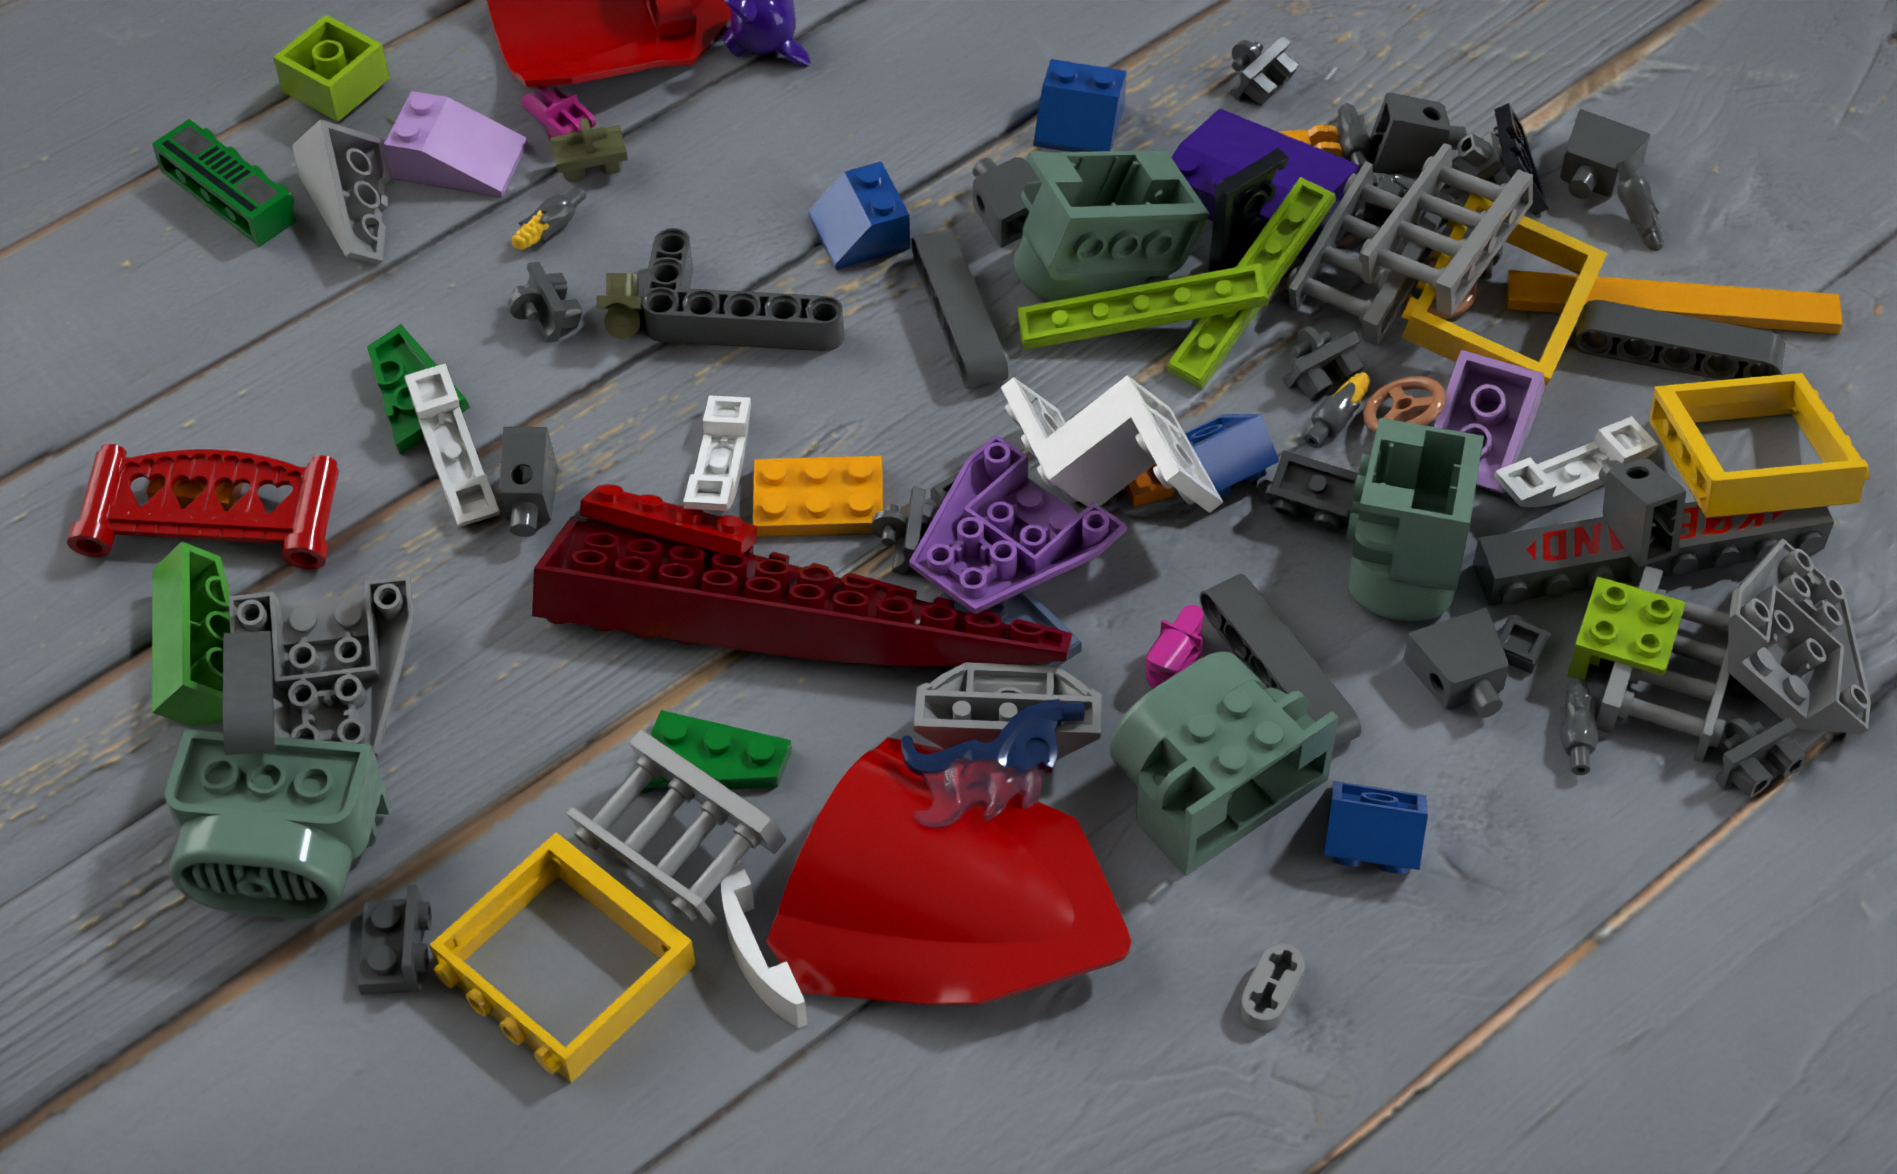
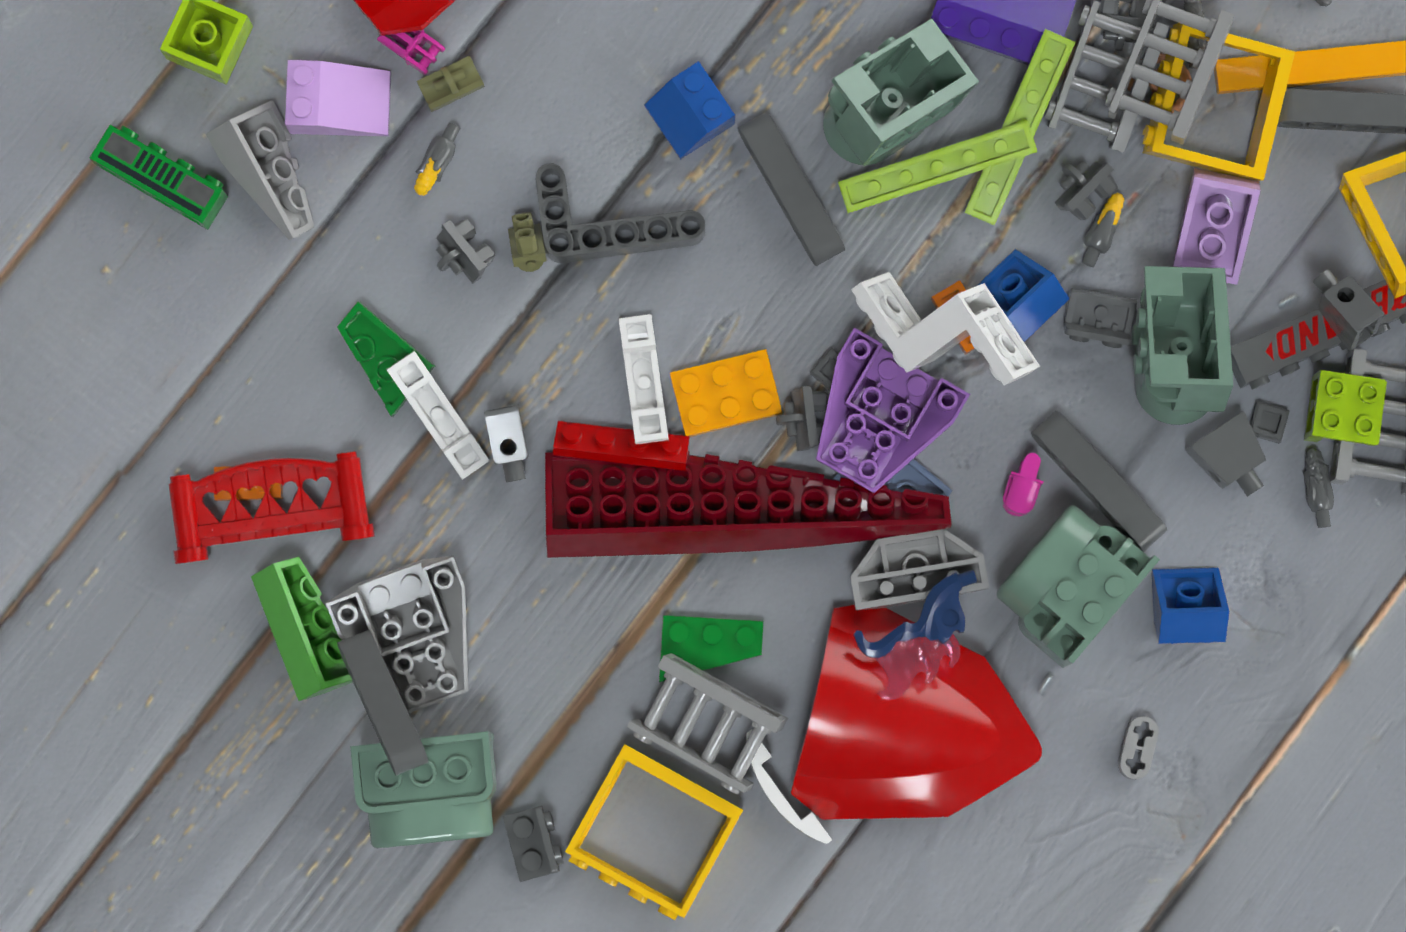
camera: 15 degrees left, 30 degrees up
(999, 198) = (808, 63): dark grey torso -> none
(1238, 209) = (1001, 69): black wing -> none
(1406, 407) = (1163, 236): nougat piece -> none
(1576, 470) = (1291, 251): white slope -> none

